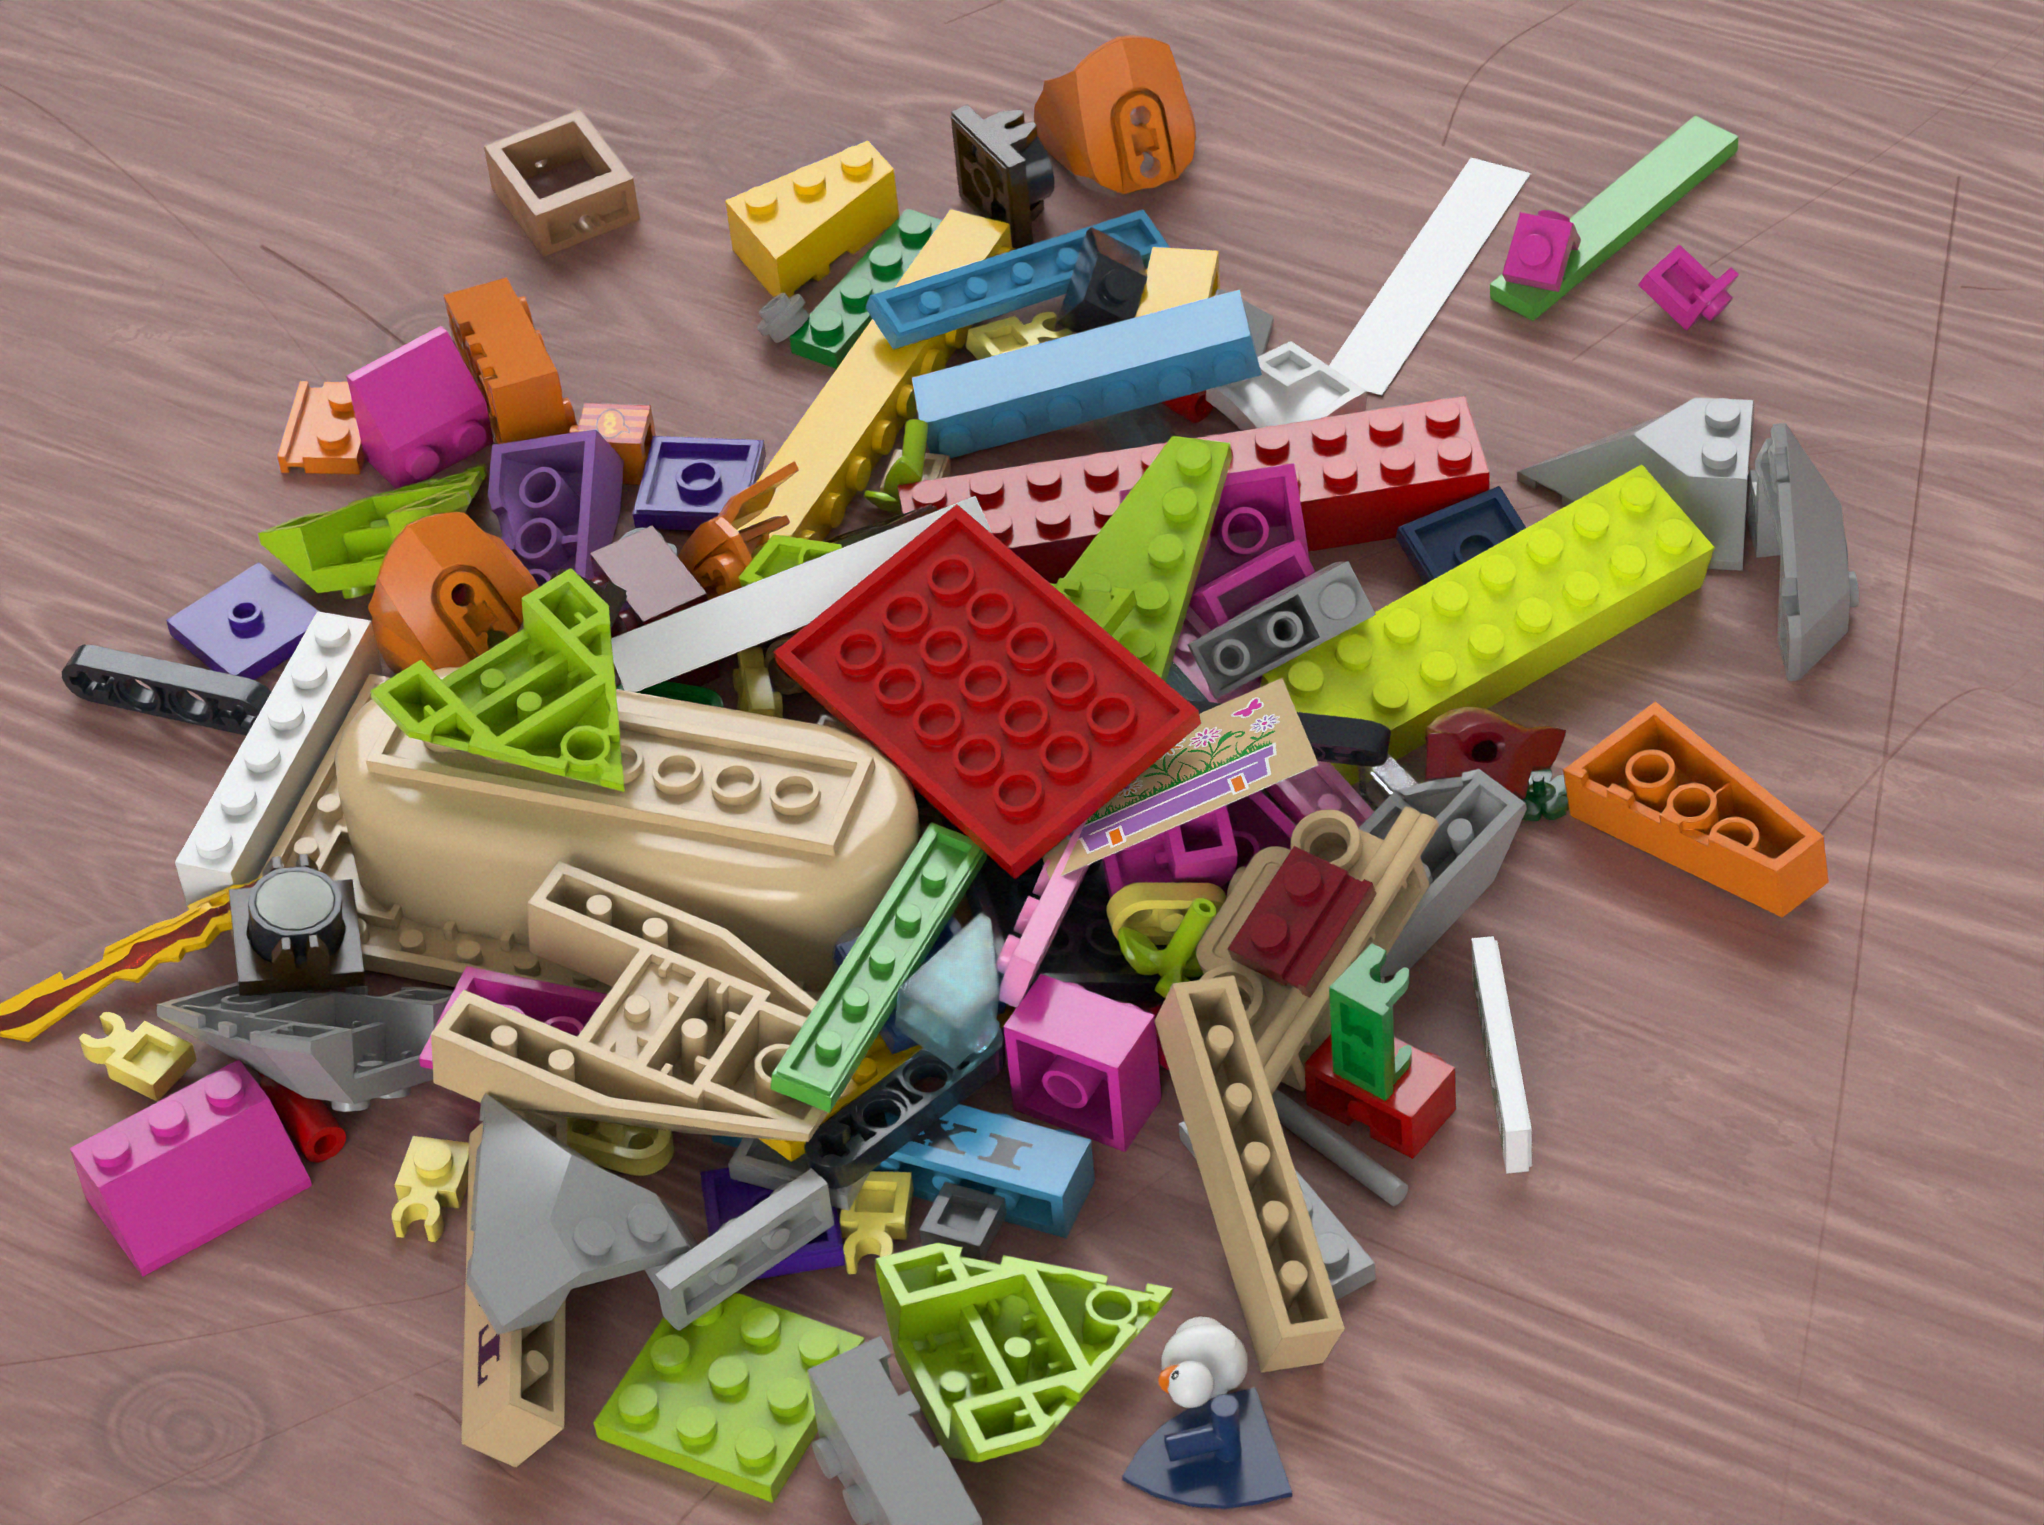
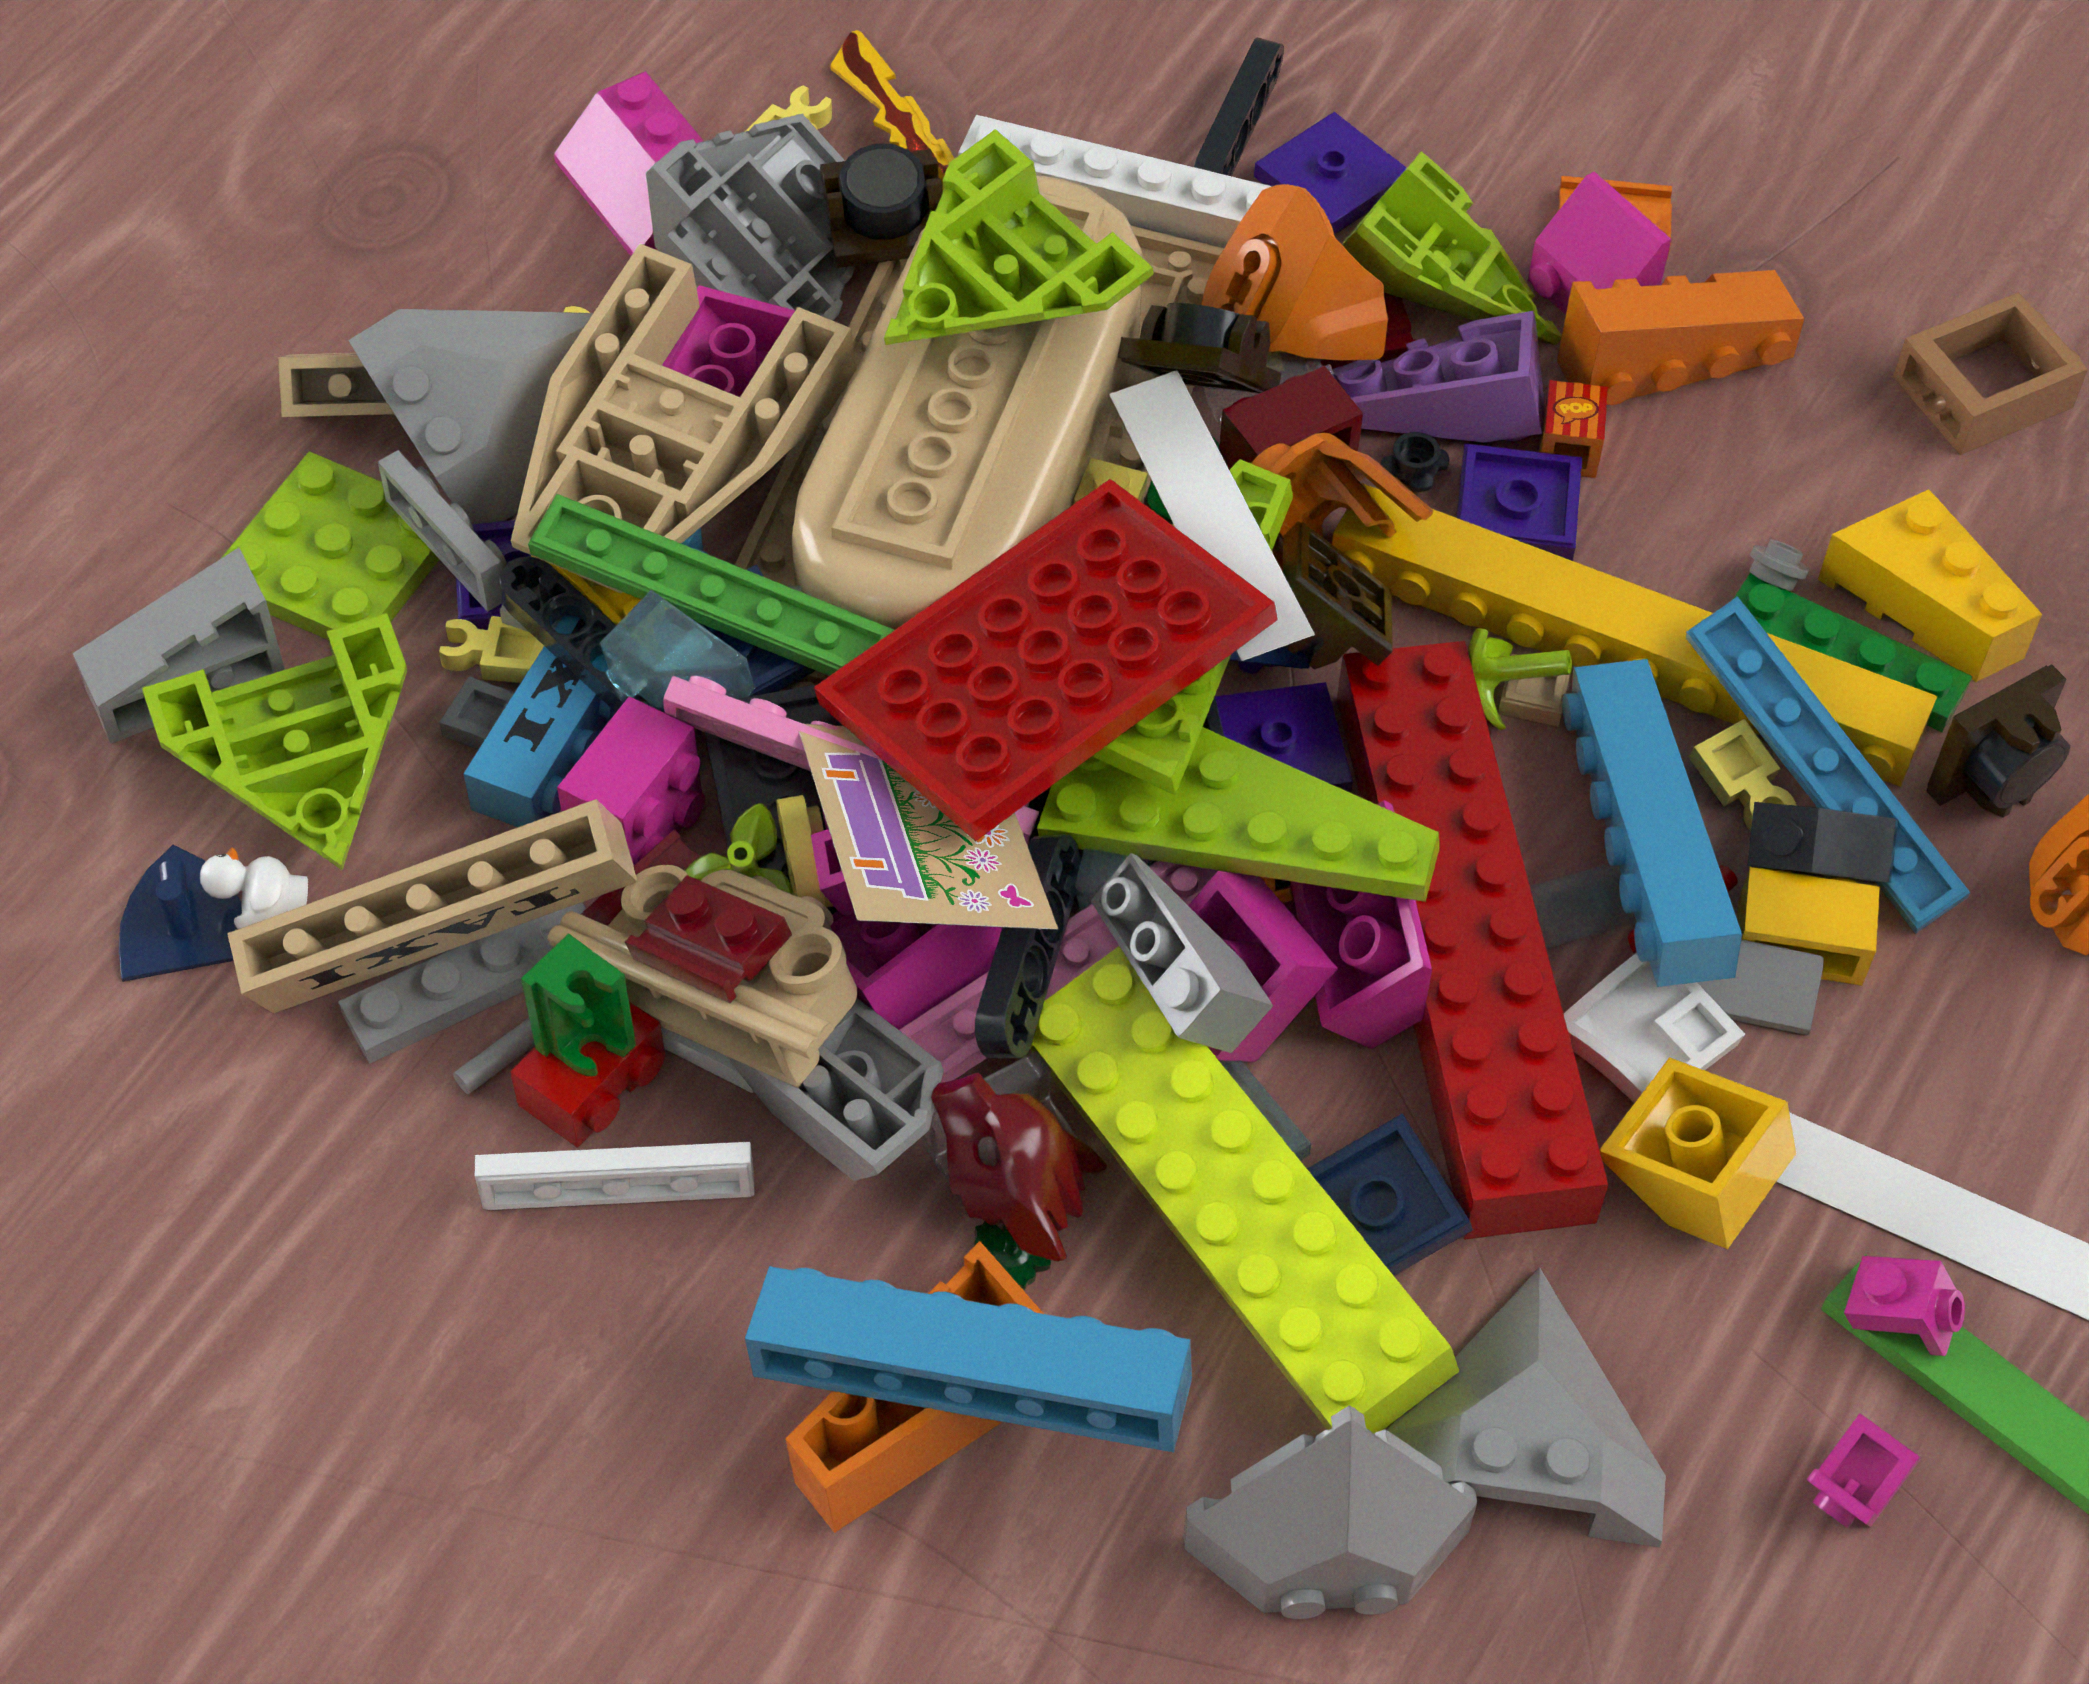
camera: 85 degrees right, 10 degrees up
(1415, 350) = (1701, 1150): none -> yellow slope
(1698, 738) = (971, 1357): none -> dark azure brick

